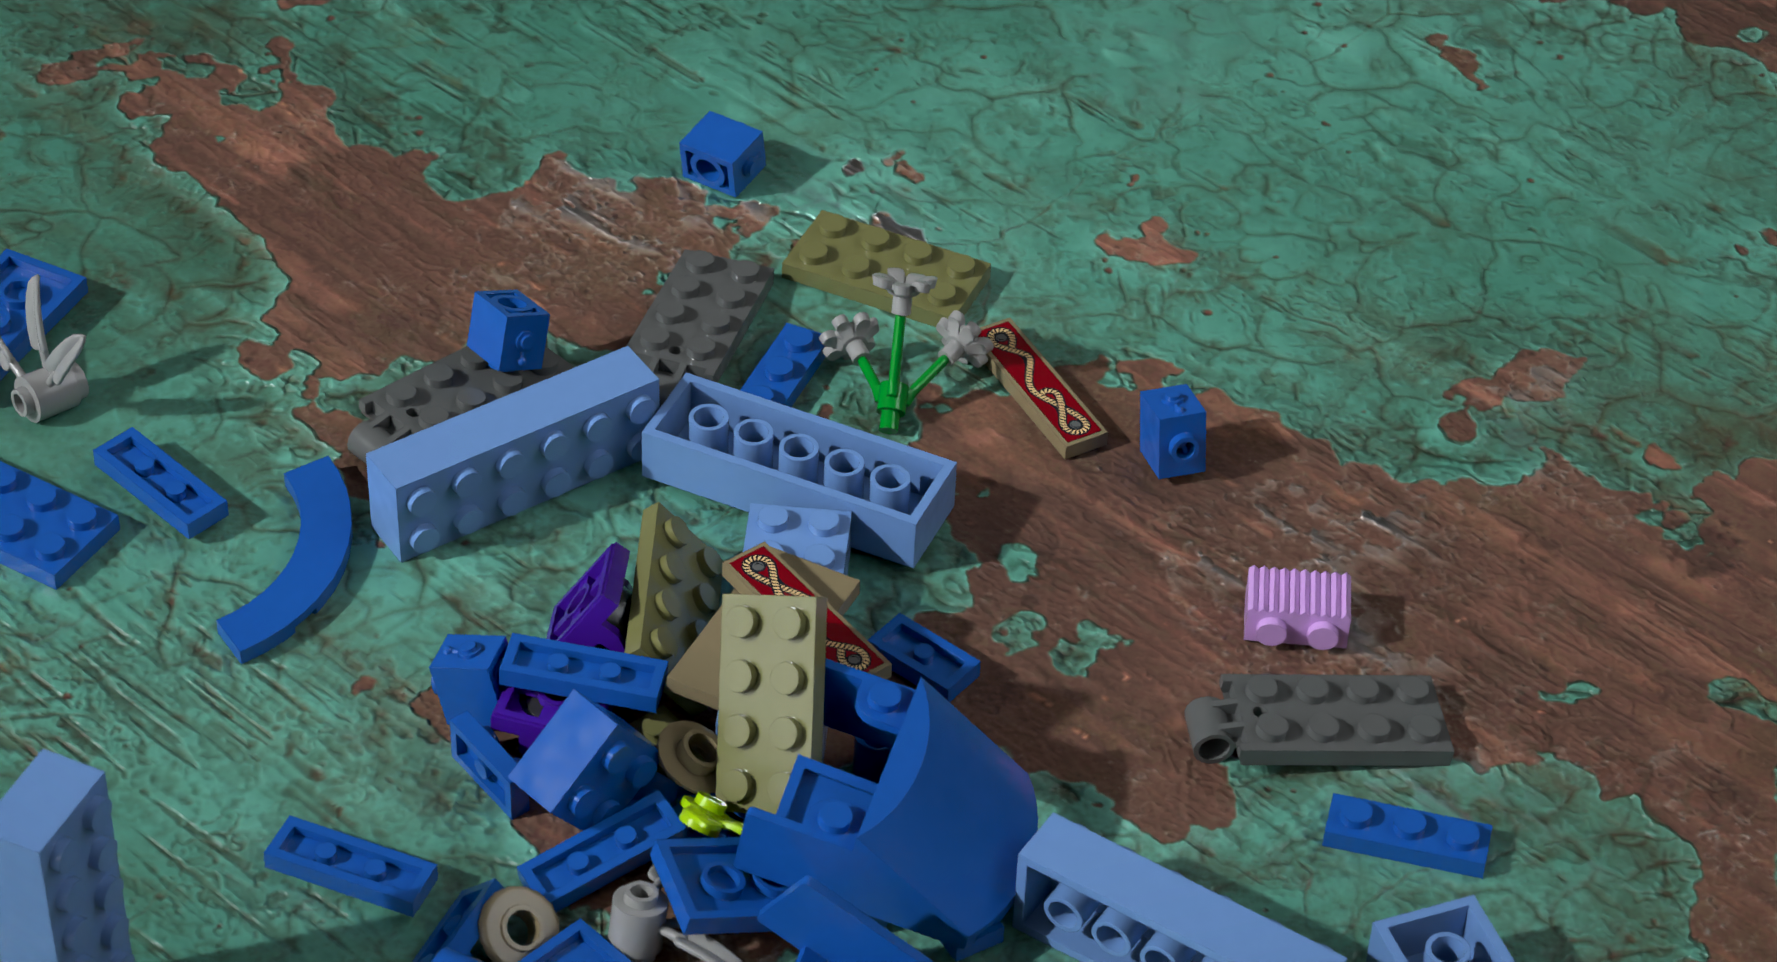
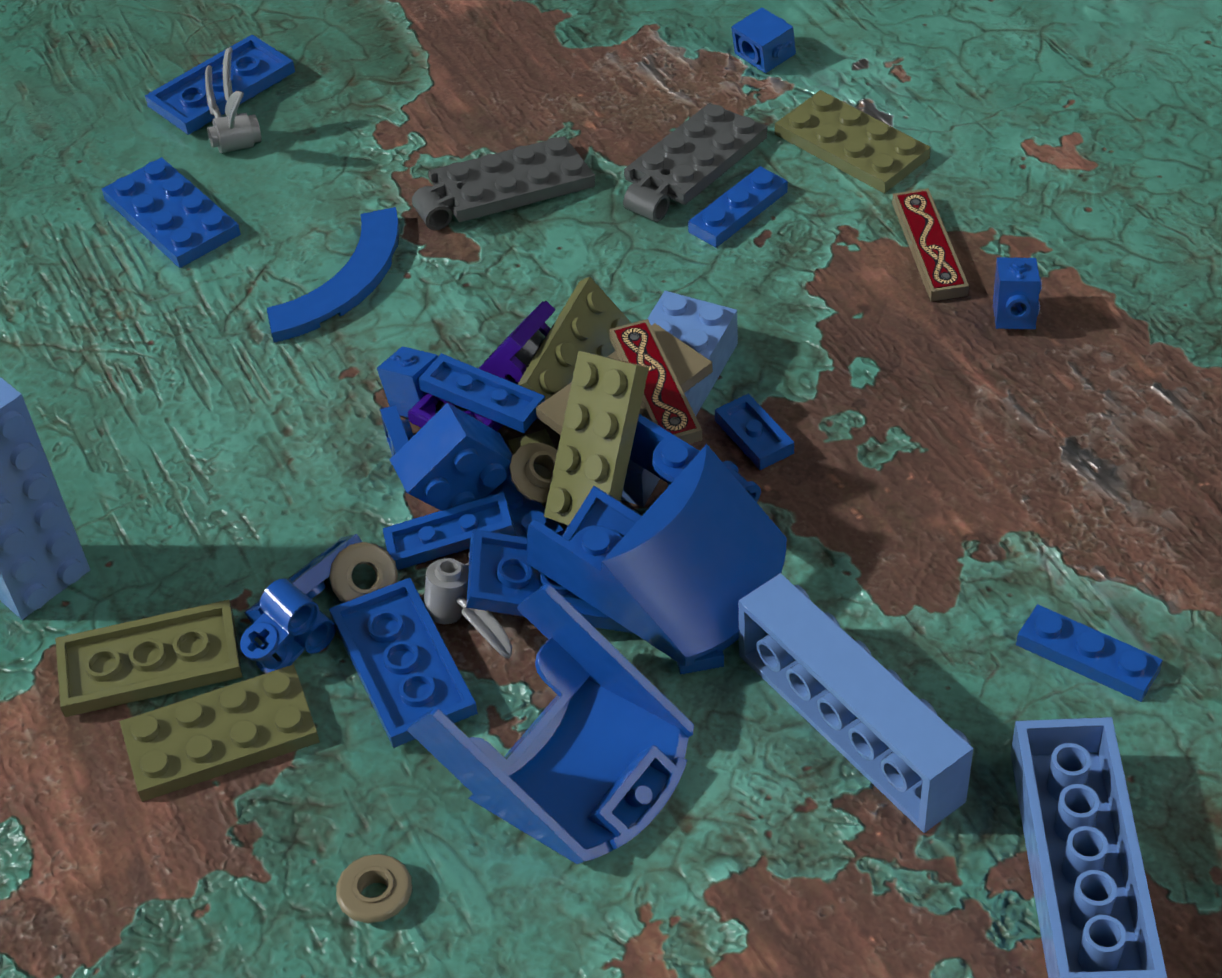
camera: 25 degrees right, 5 degrees up
(160, 483) = (276, 207): blue plate -> none
(351, 866) = (272, 503): blue plate -> none
(508, 330) = (543, 137): blue head -> none
(510, 453) = (516, 225): medium blue brick -> none
(707, 815) = (523, 513): lime plate -> none
(771, 454) = (704, 260): medium blue brick -> none
(856, 340) = (812, 184): light grey plant -> none
(1297, 607) = (1065, 448): lavender brick -> none
(1321, 721) = (1052, 544): dark grey hinge -> none

